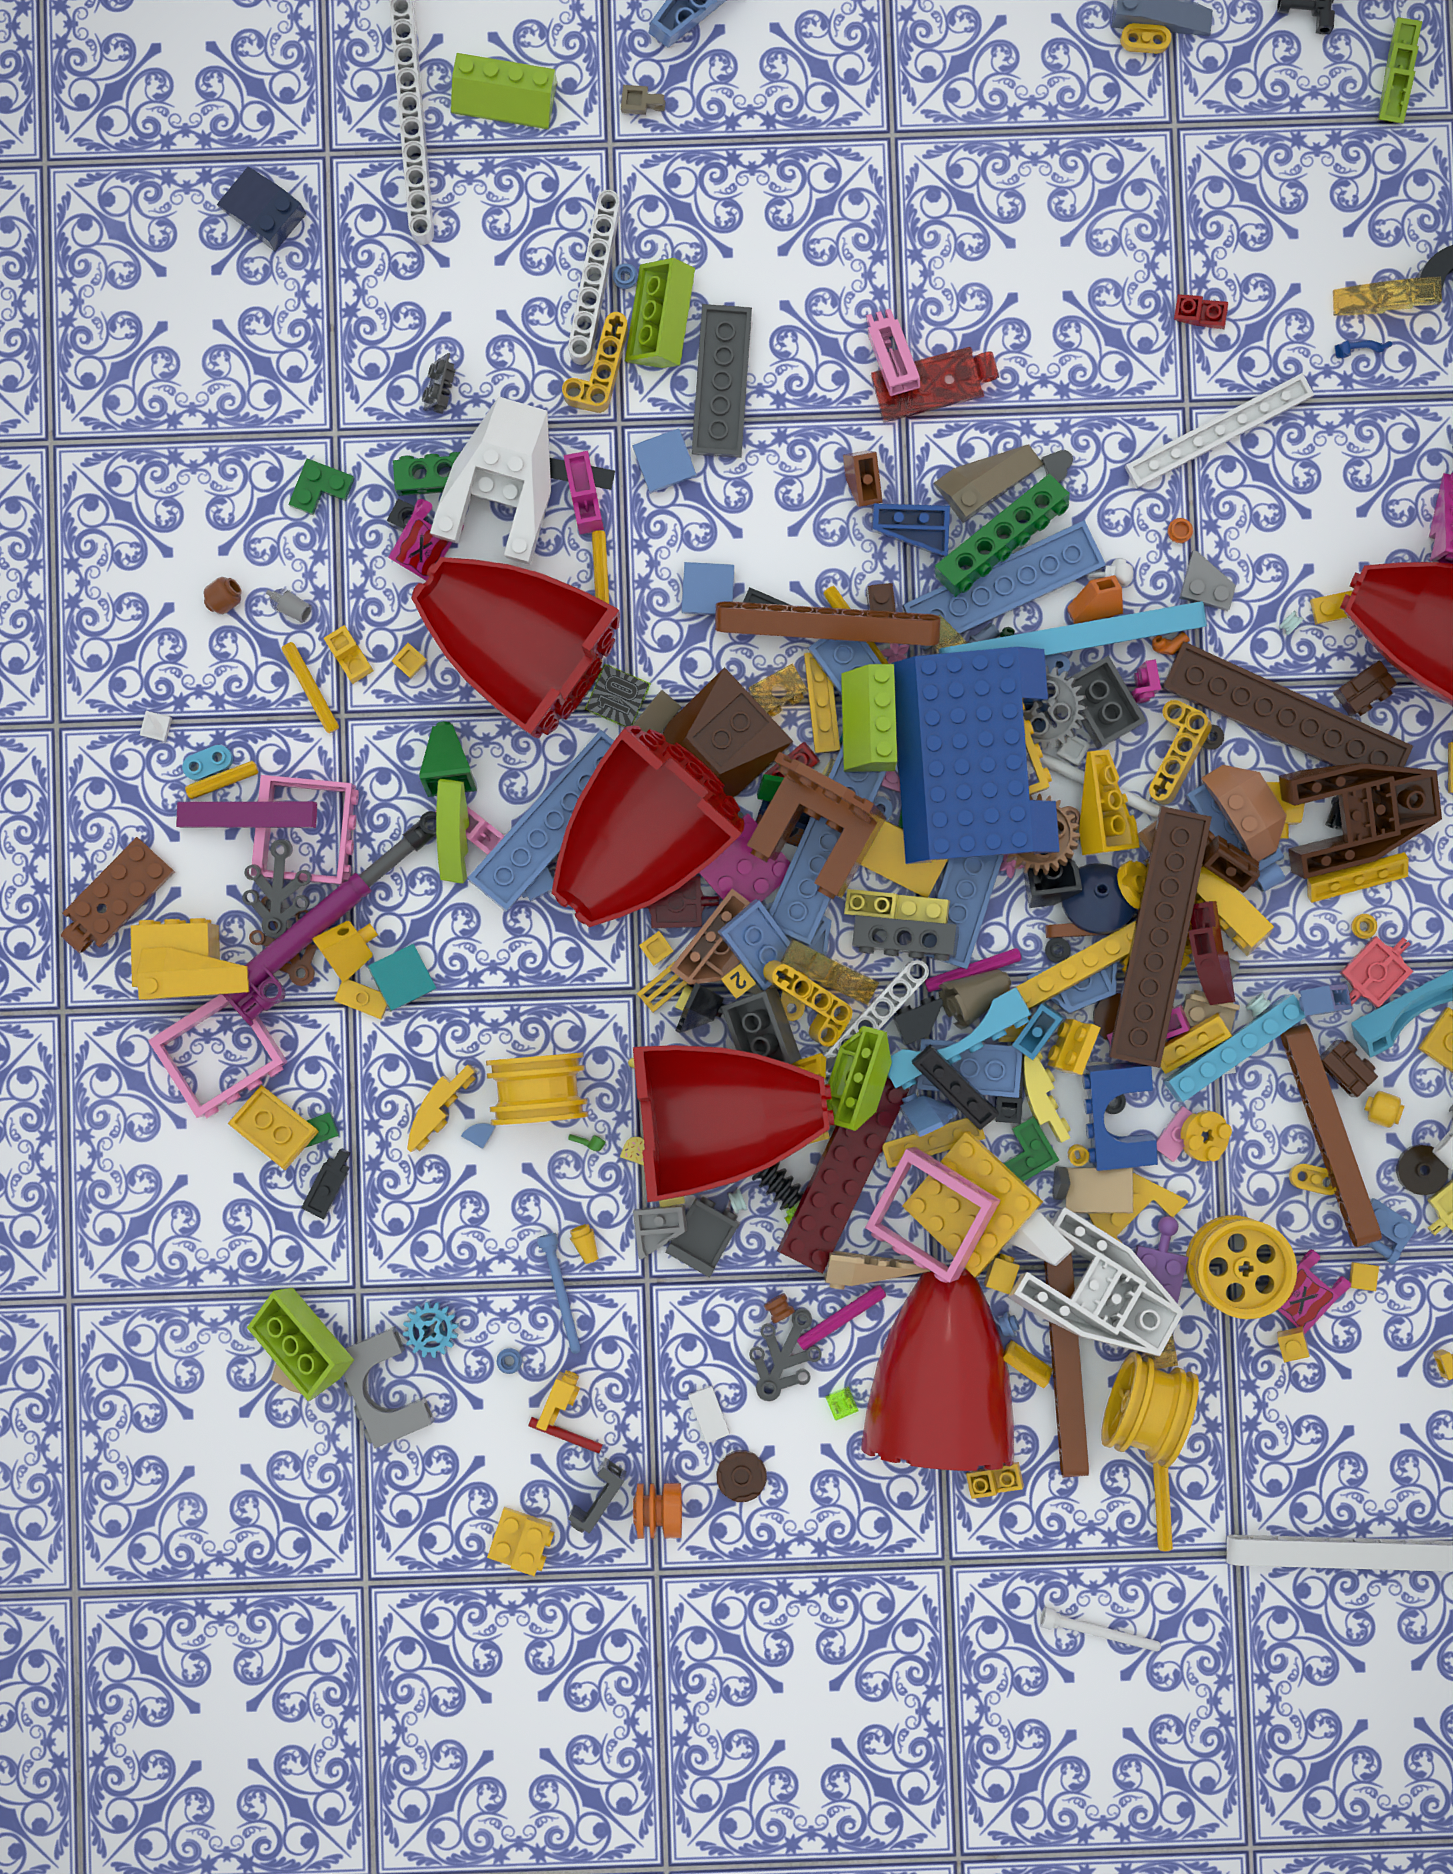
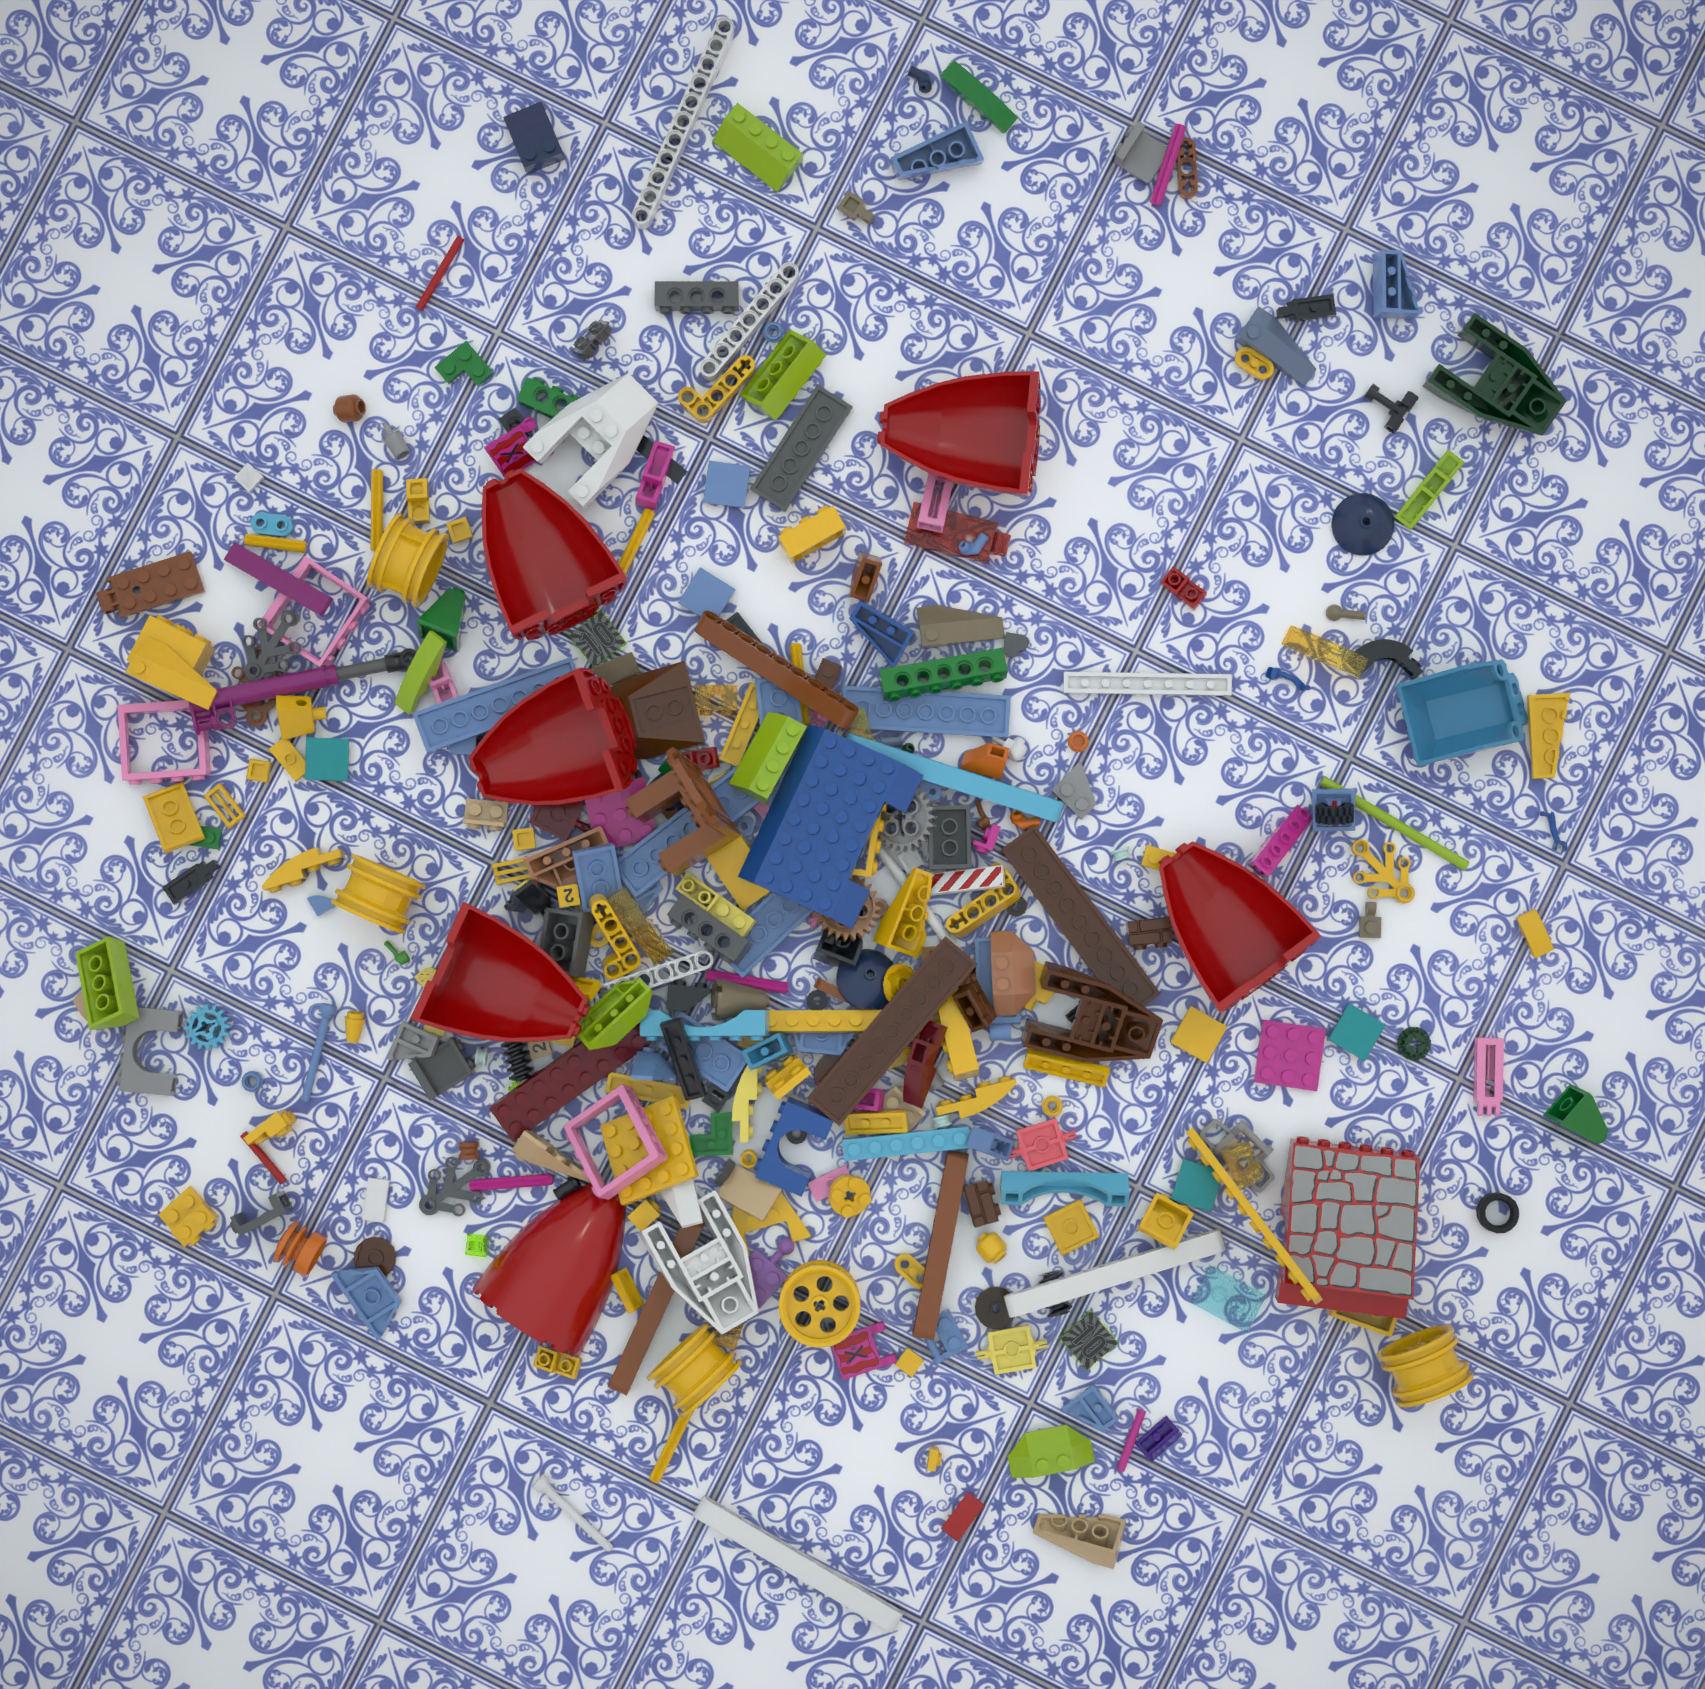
camera: 25 degrees right, 0 degrees up
(240, 390) = (439, 273): none -> red bar
(300, 1077) = (236, 820): none -> yellow tile
(335, 1029) = (258, 770): none -> yellow tile
(373, 718) = (407, 560): none -> yellow wheel
(508, 280) = (687, 289): none -> dark grey brick
(601, 943) = (486, 813): none -> tan bracket
(760, 1520) = (370, 1296): none -> medium blue wing
(783, 462) = (811, 533): none -> yellow brick
(795, 1162) = (539, 1049): none -> tan tile
(892, 261) = (970, 430): none -> red panel
(904, 1291) = (572, 1184): none -> black pin
(961, 385) = (975, 547): none -> medium blue arm
(1009, 1325) = (629, 1254): medium blue plate -> none
(1128, 668) = (984, 821): none -> dark orange hand
(1149, 736) = (968, 880): none -> white tile
(1290, 954) = (986, 1096): none -> yellow slope
(1293, 1344) = (828, 1382): yellow brick -> none
(1340, 155) = (1353, 534): none -> dark blue dish
(1371, 252) = (1335, 612): none -> dark tan bar

